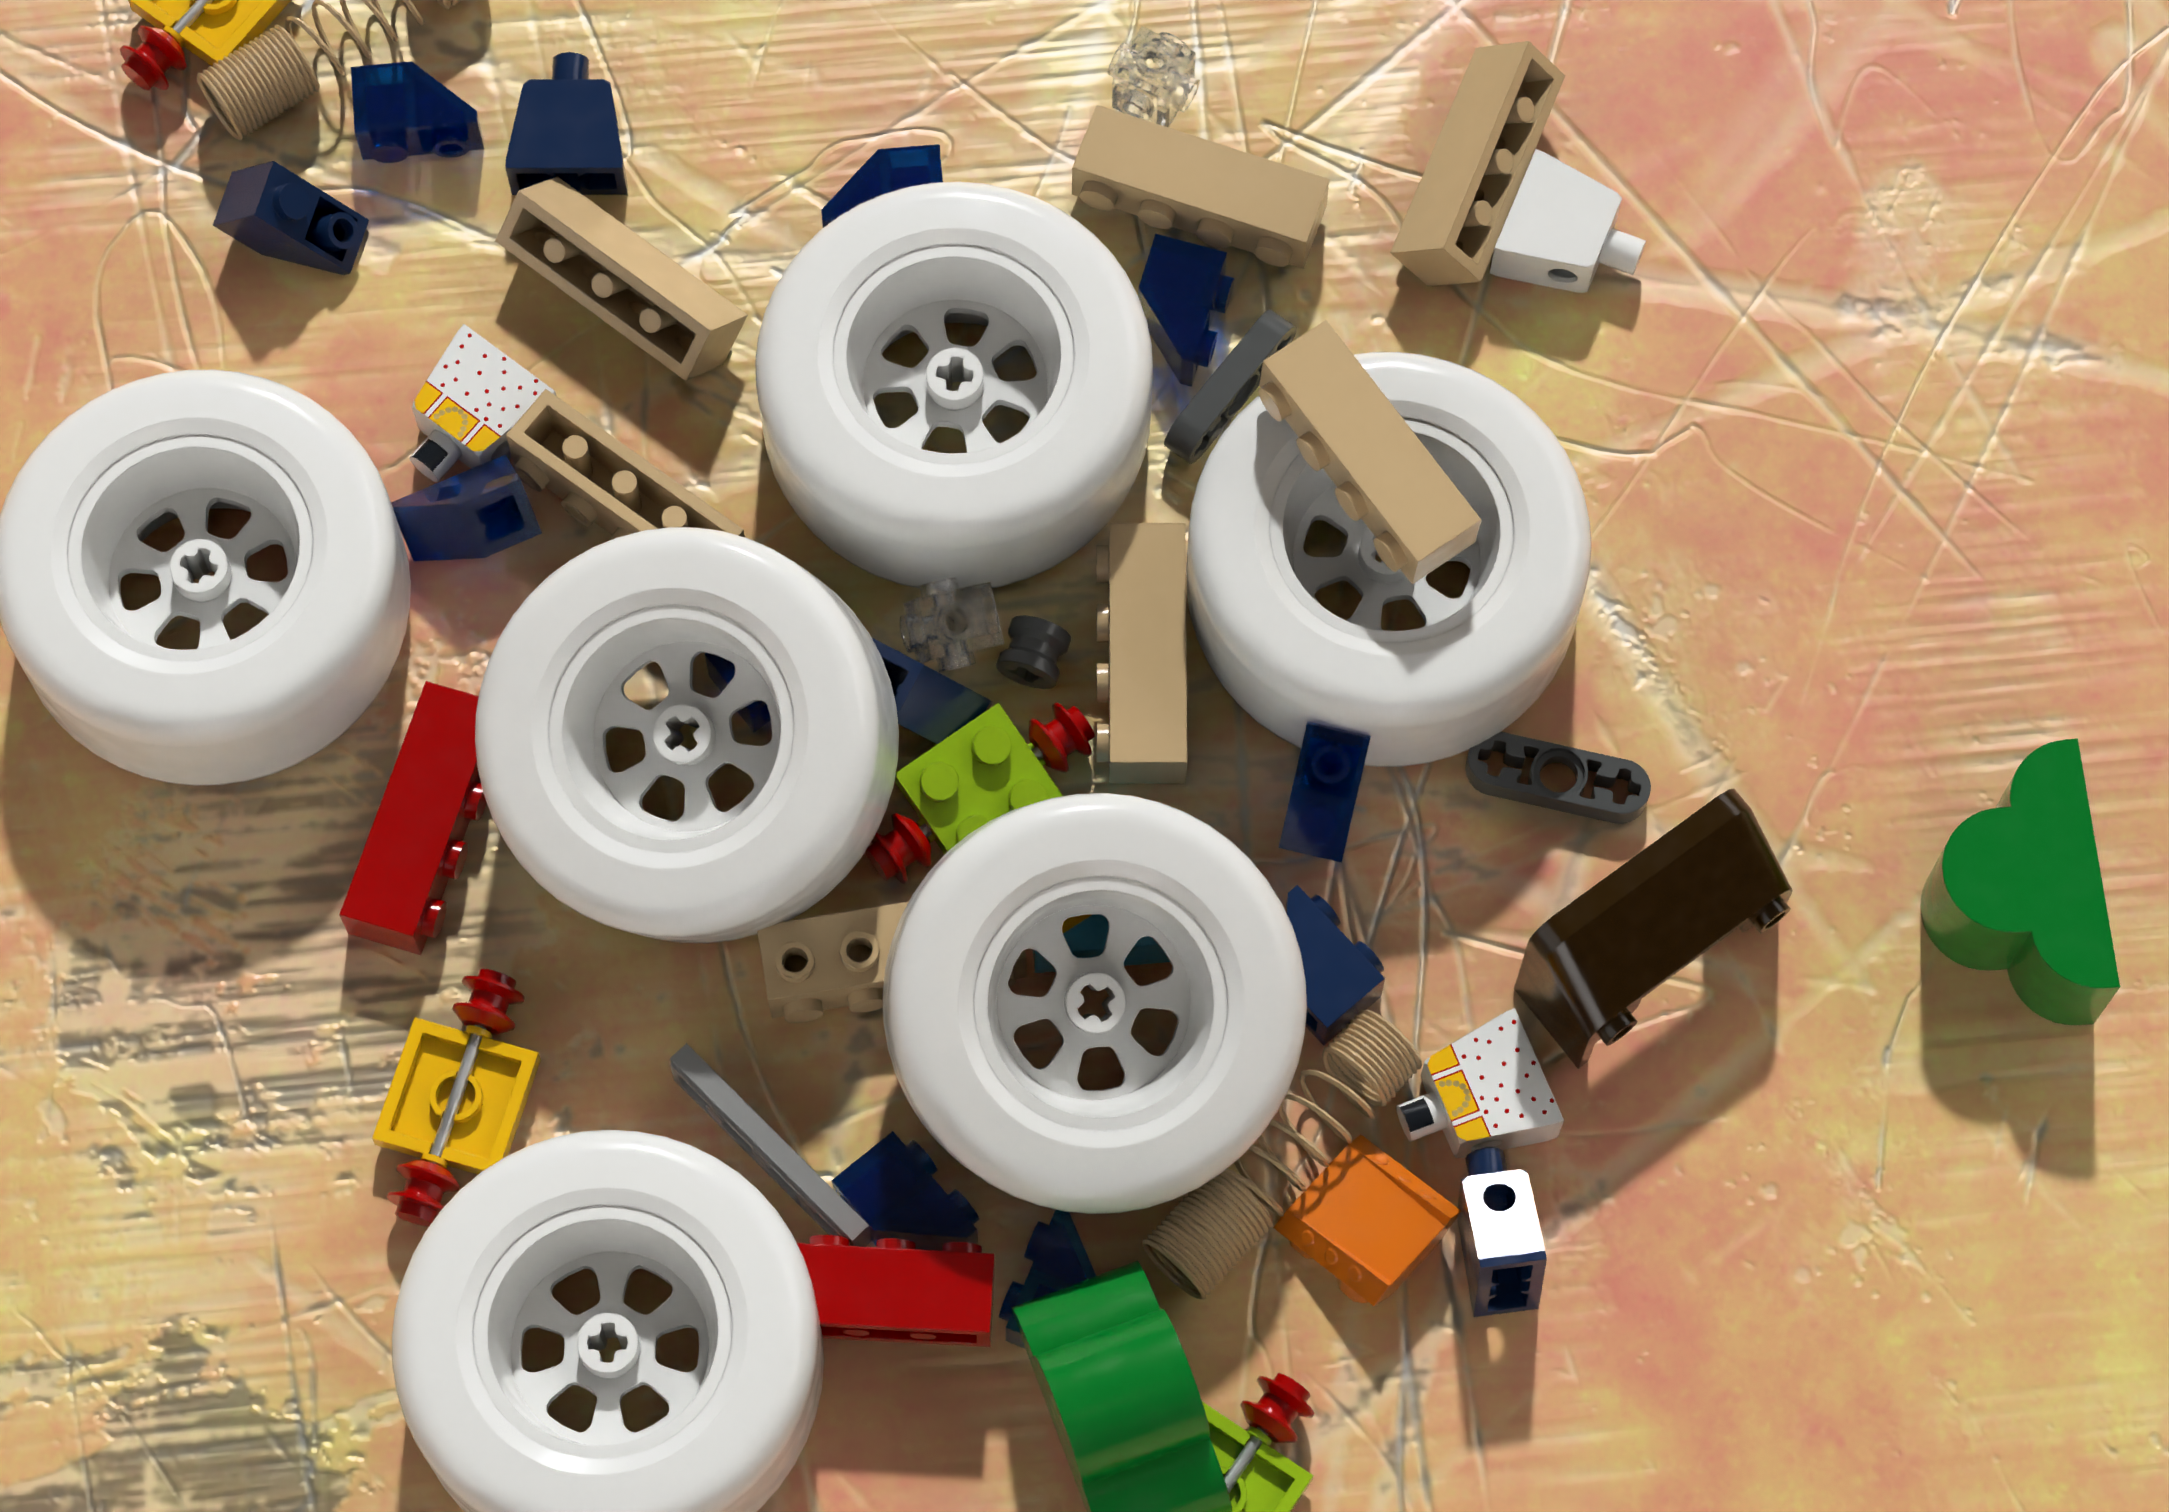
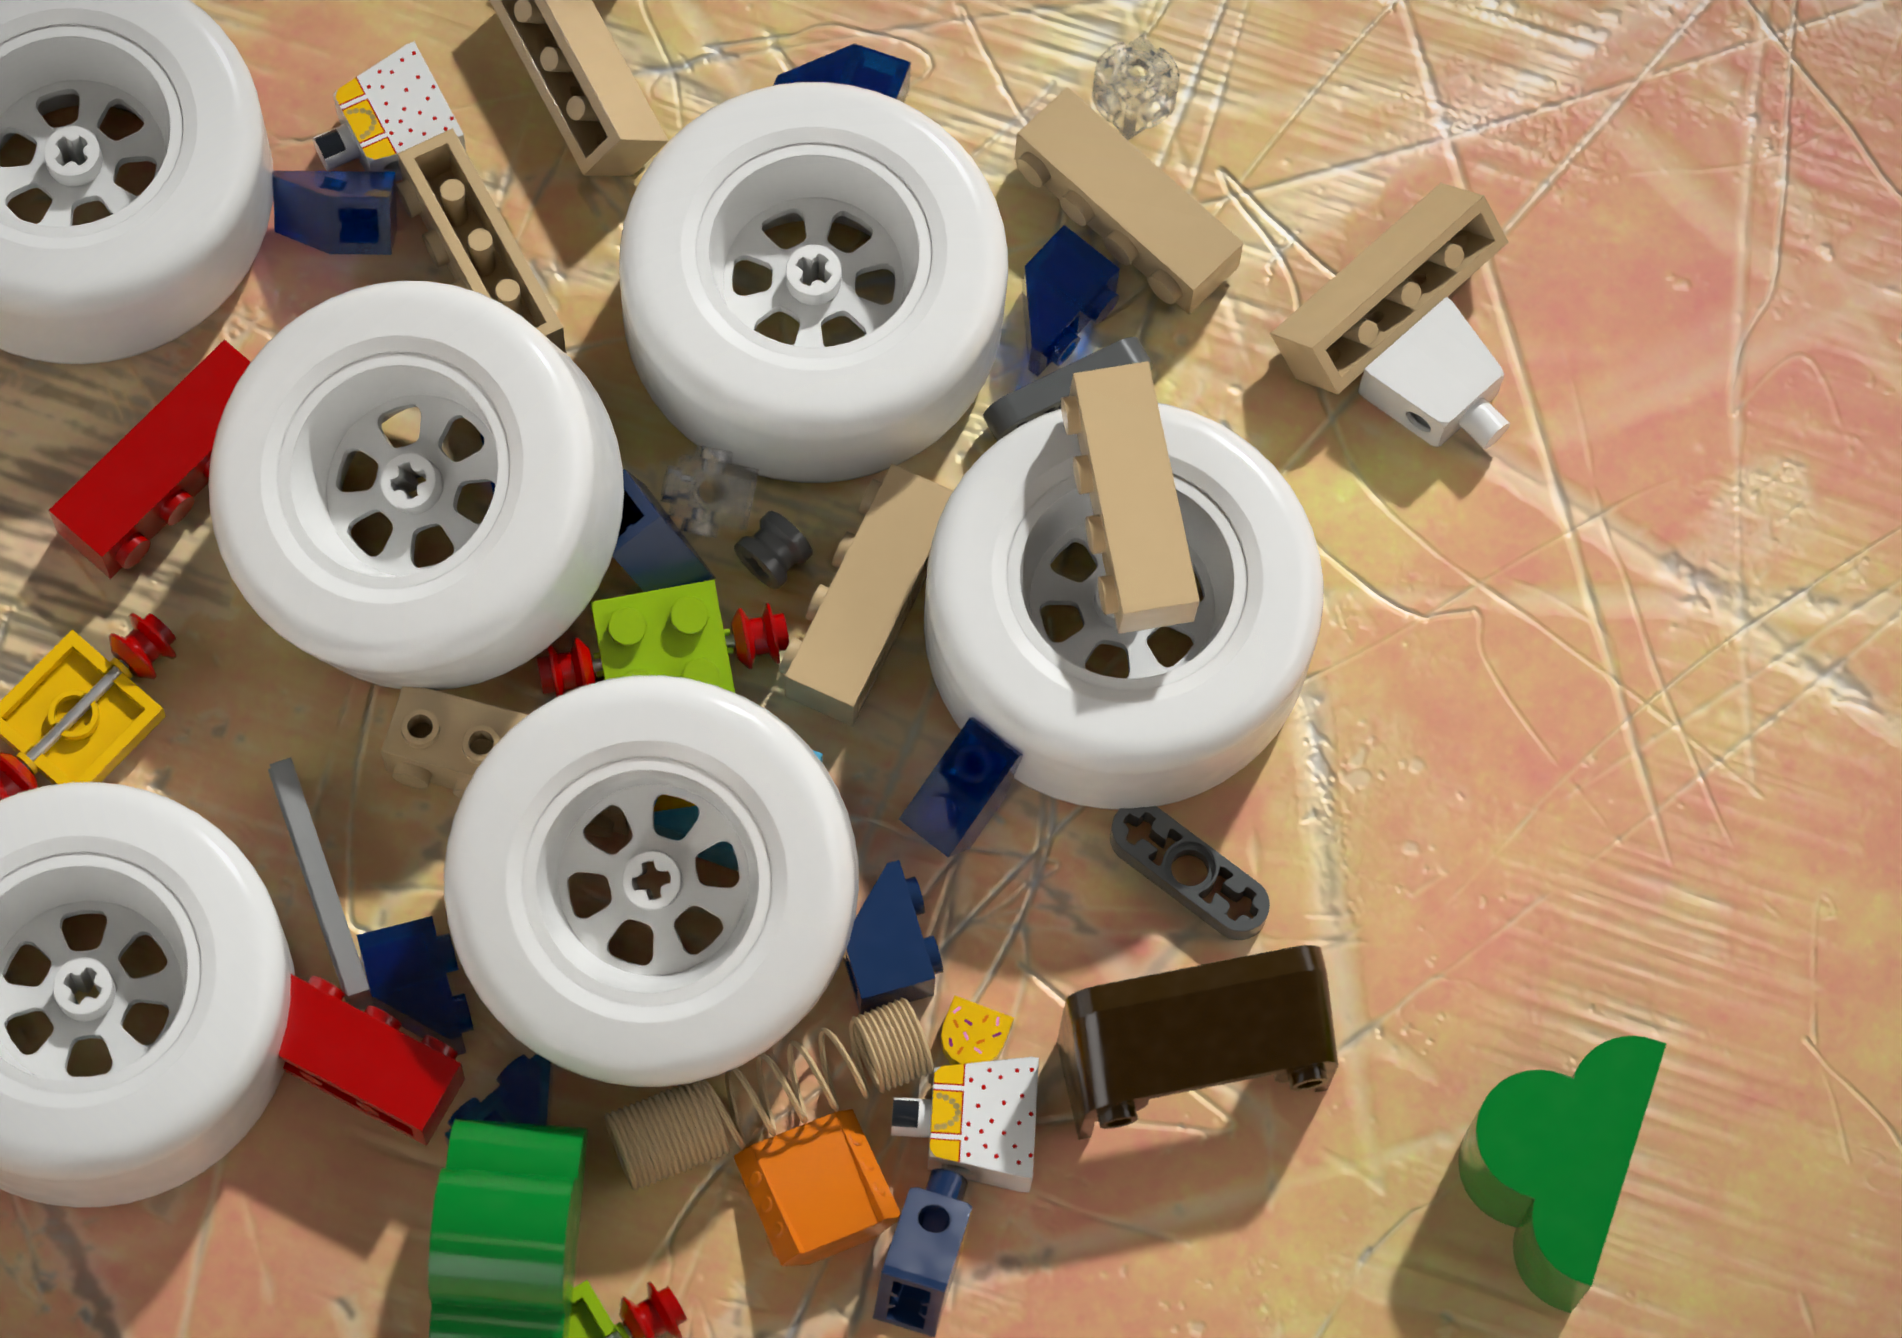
camera: 20 degrees right, 0 degrees up
(1436, 1014) = (973, 1032): none -> yellow tile

